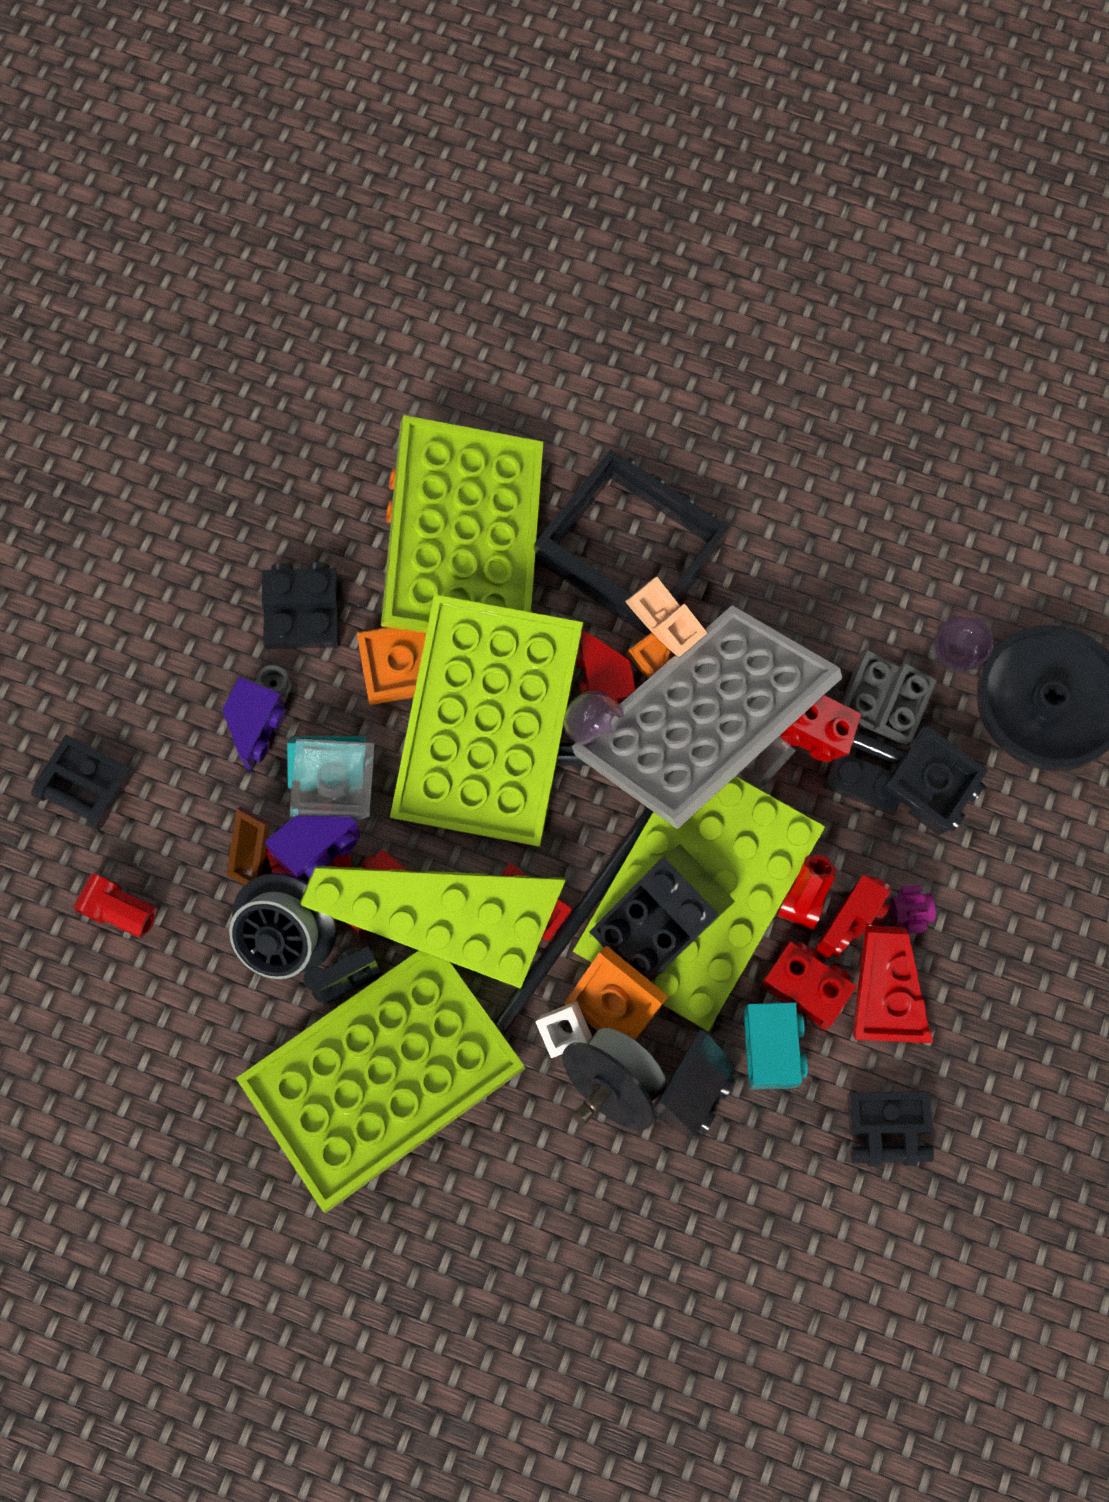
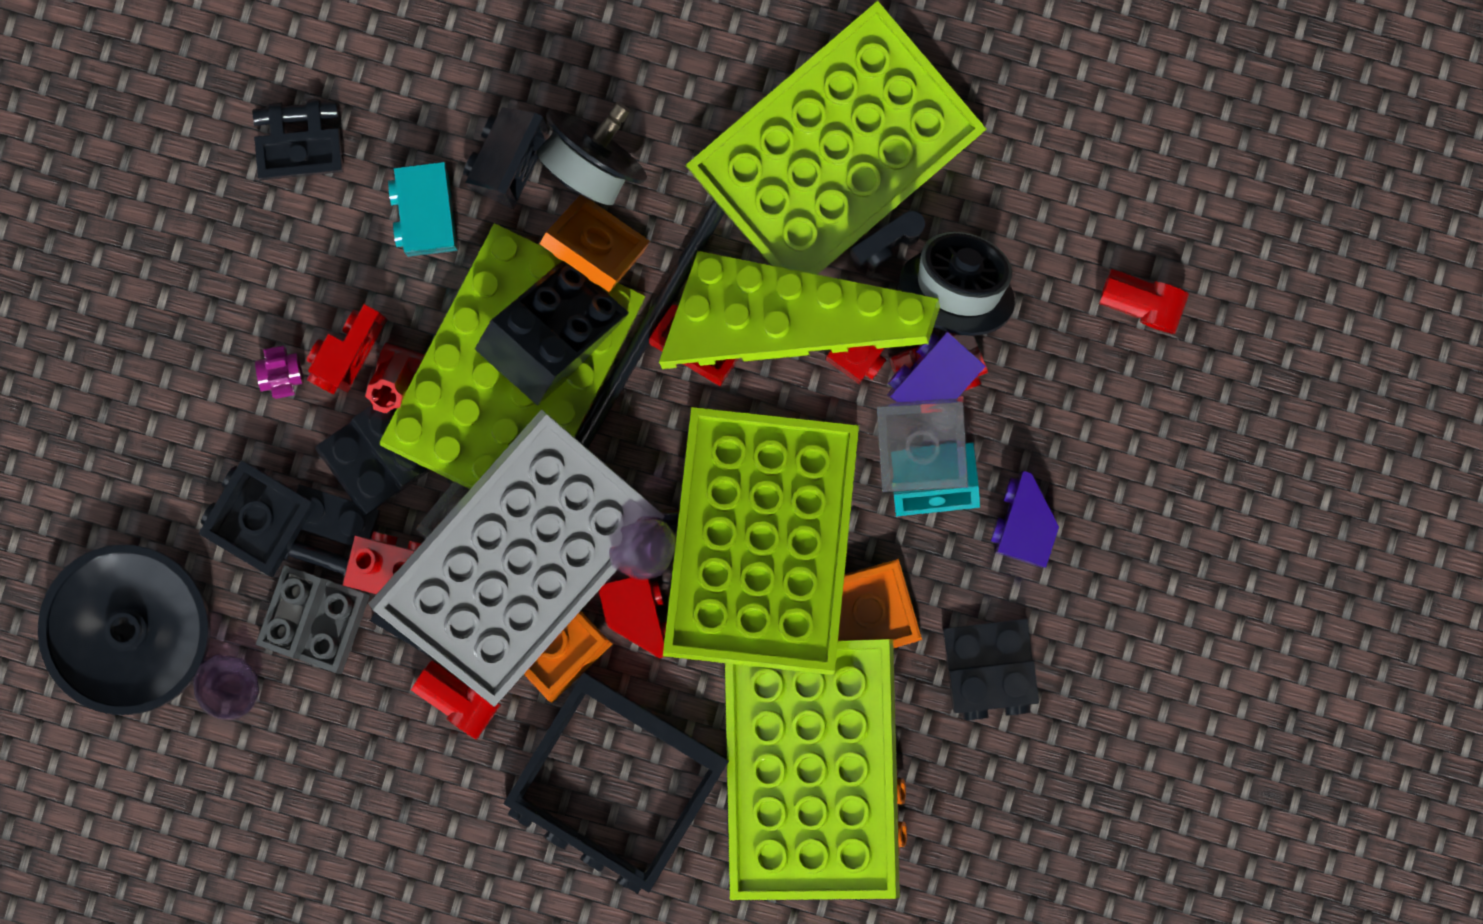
camera: 175 degrees right, 15 degrees up
(88, 770) = (1200, 451): black plate -> none
(247, 846) = (1007, 373): reddish brown slope -> none
(274, 674) = (1005, 584): dark grey plate -> none
(554, 1036) = (648, 199): white plate -> none
(665, 617) = (569, 680): light nougat slope -> none
(761, 607) = (455, 699): none -> red piece
(810, 984) = (390, 280): red brick -> none
(846, 826) = (363, 466): none -> black plate
(888, 990) = (303, 276): red wing -> none

